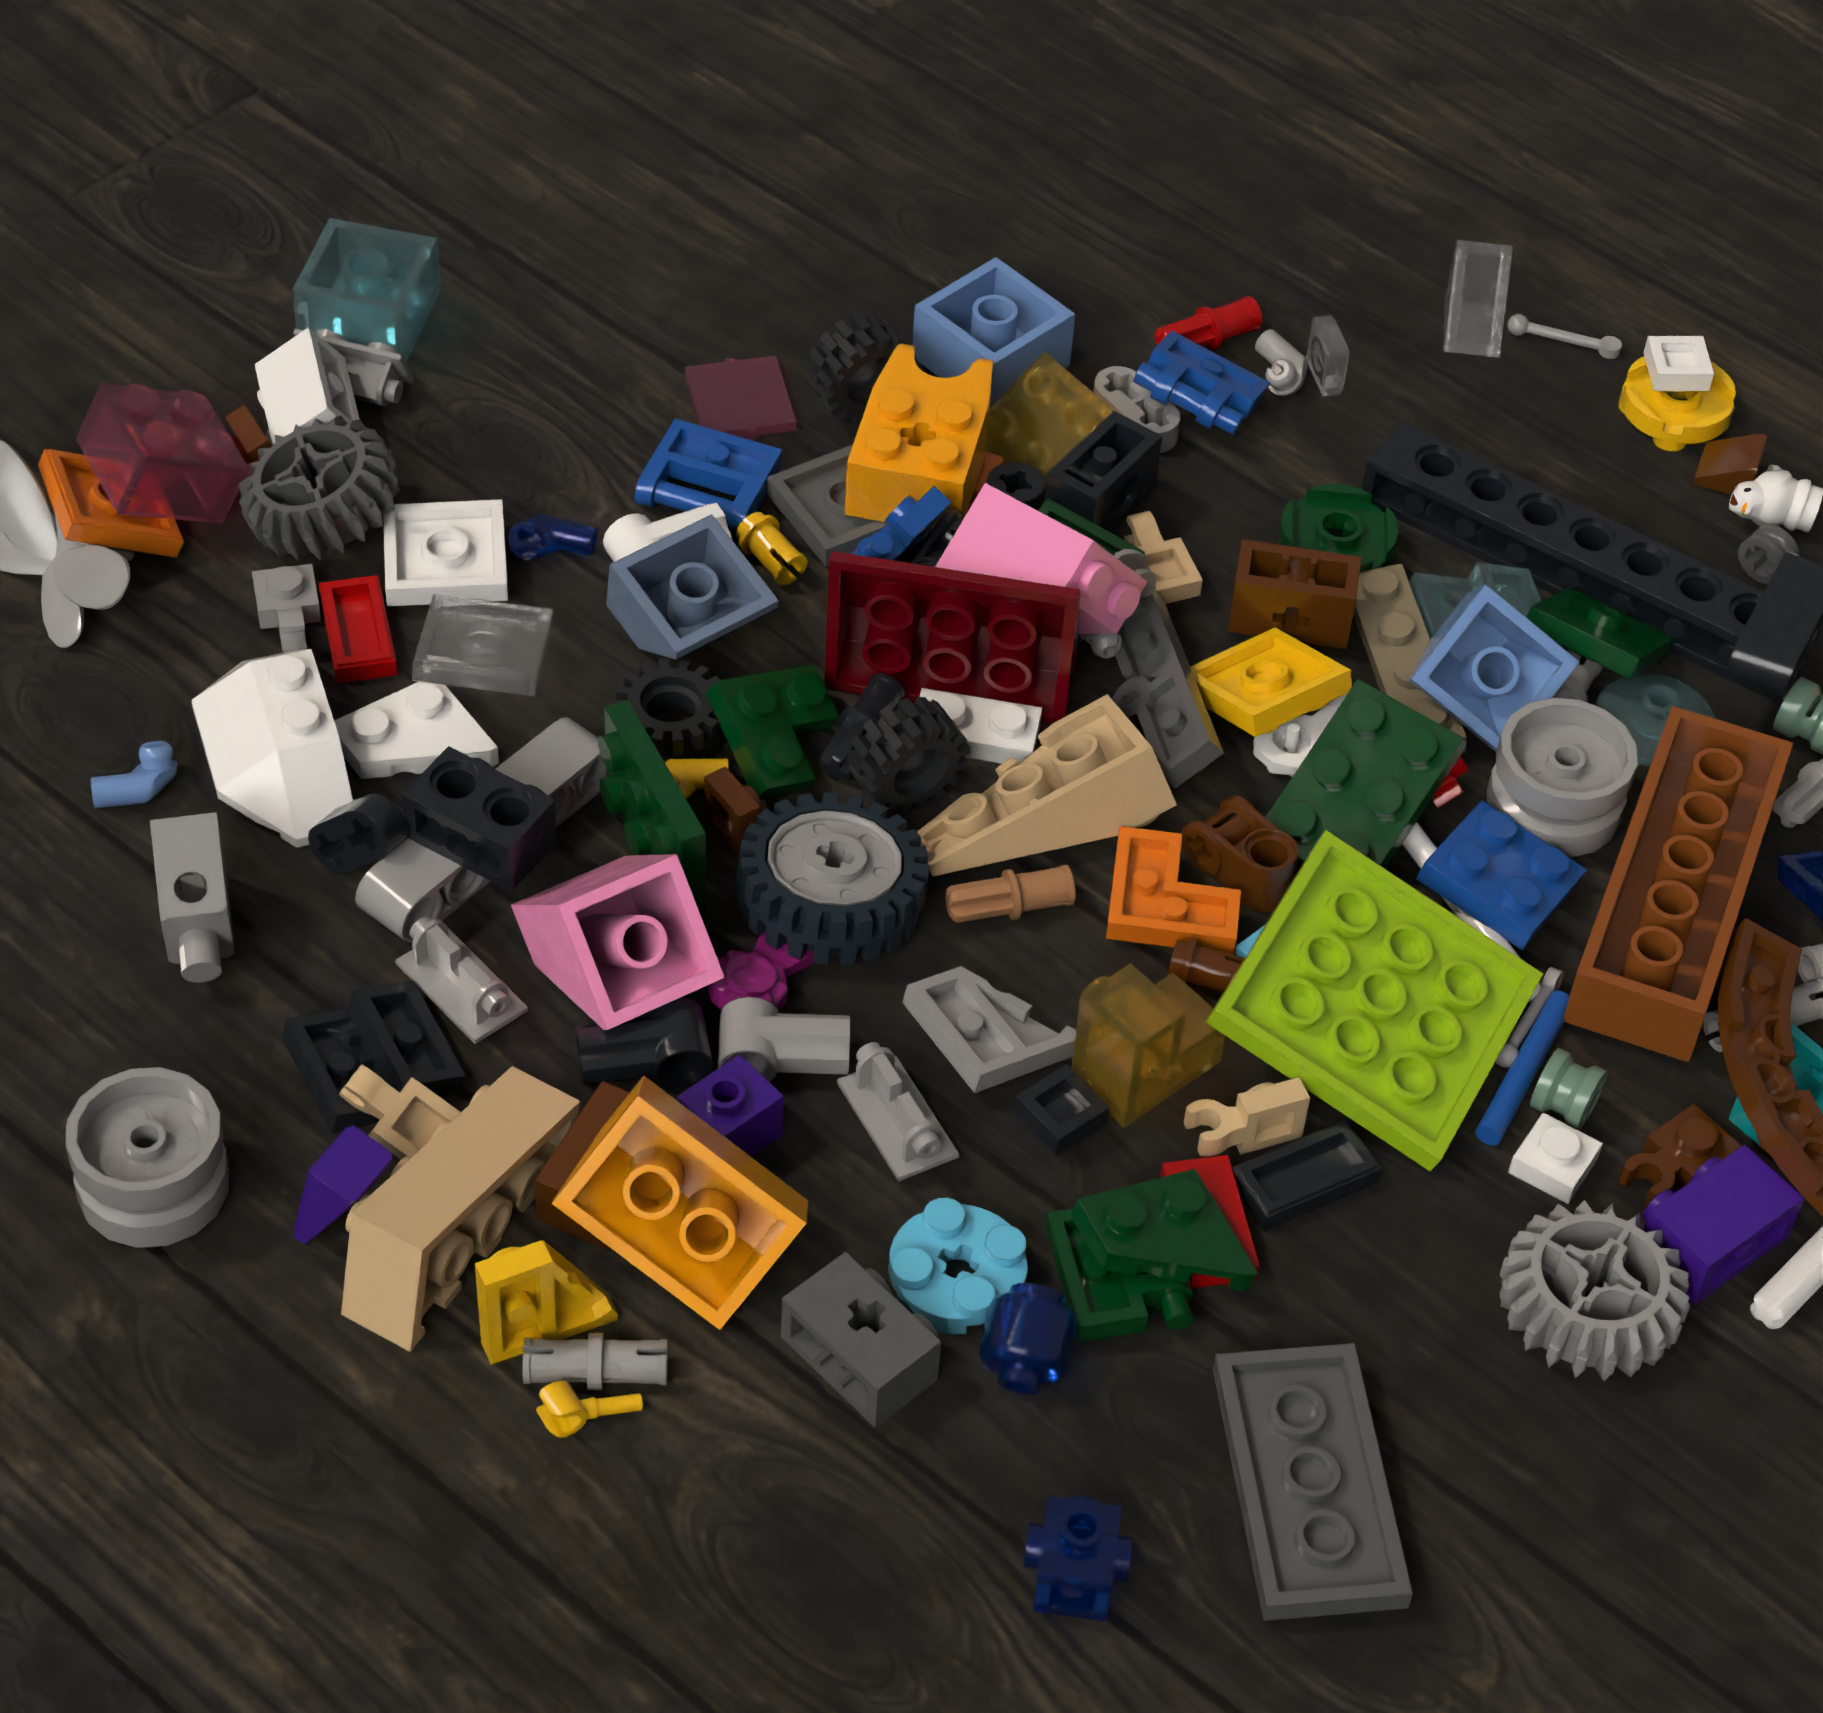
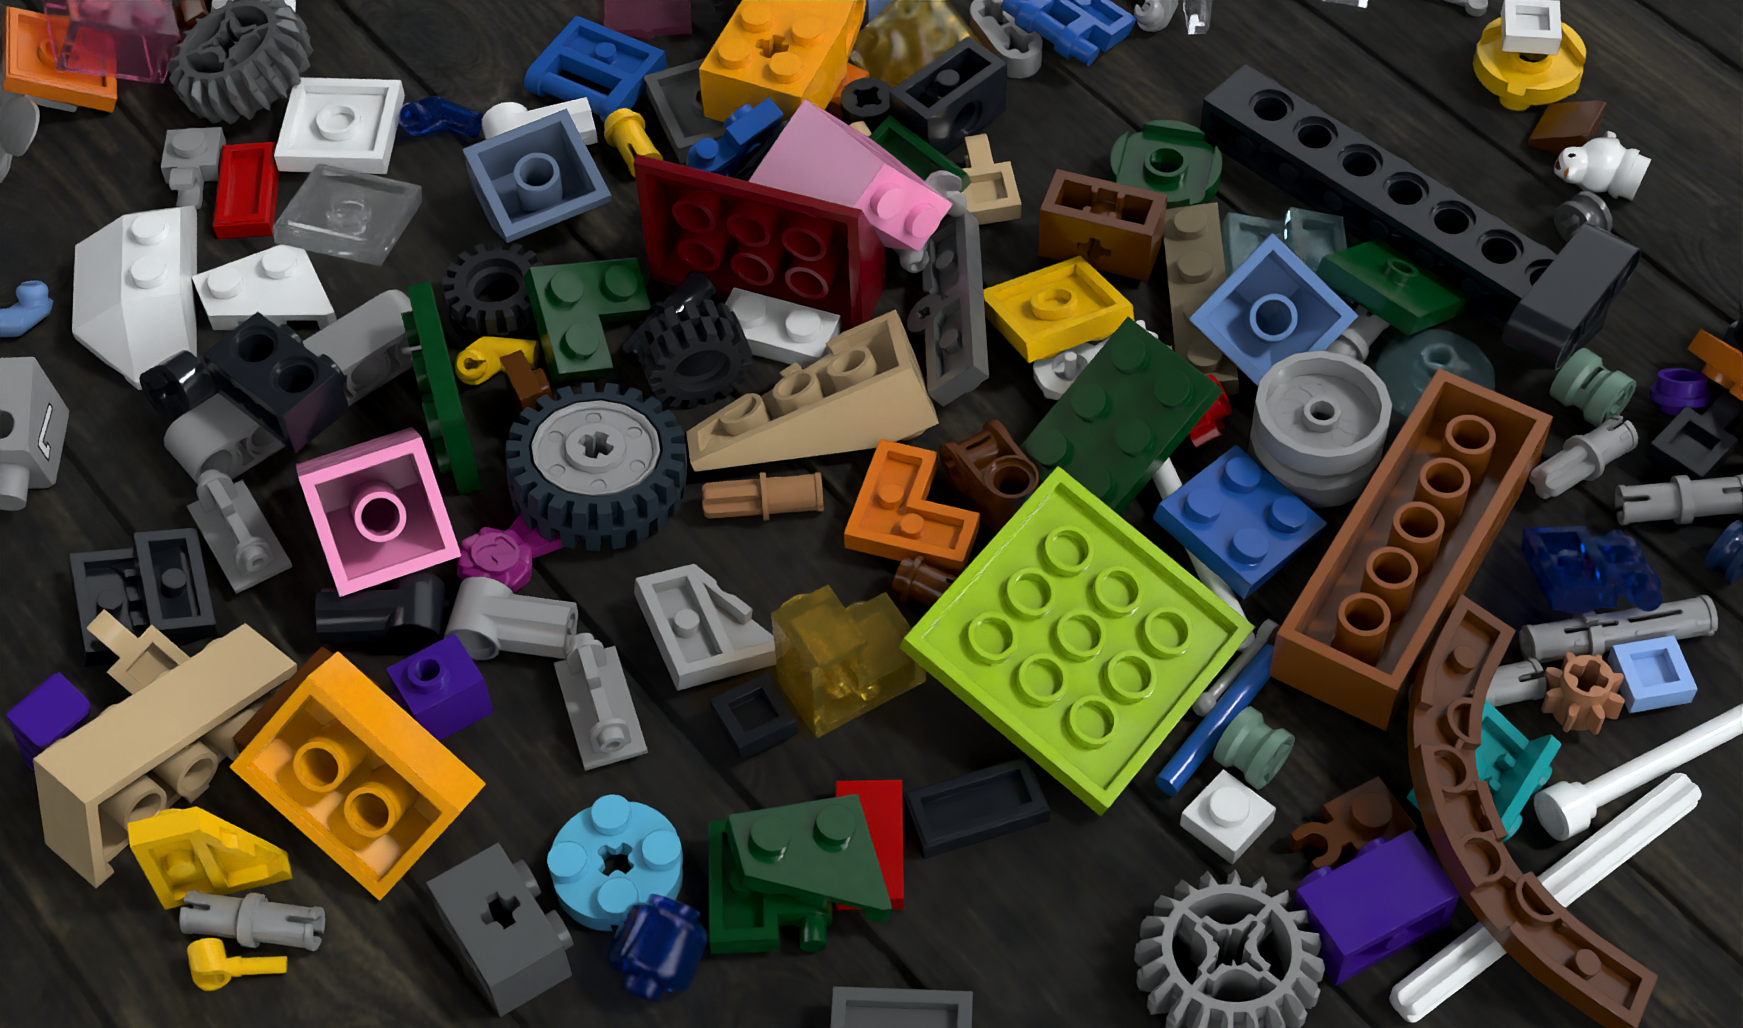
camera: 15 degrees right, 5 degrees up
(1260, 1119) = (938, 747): tan plate -> none

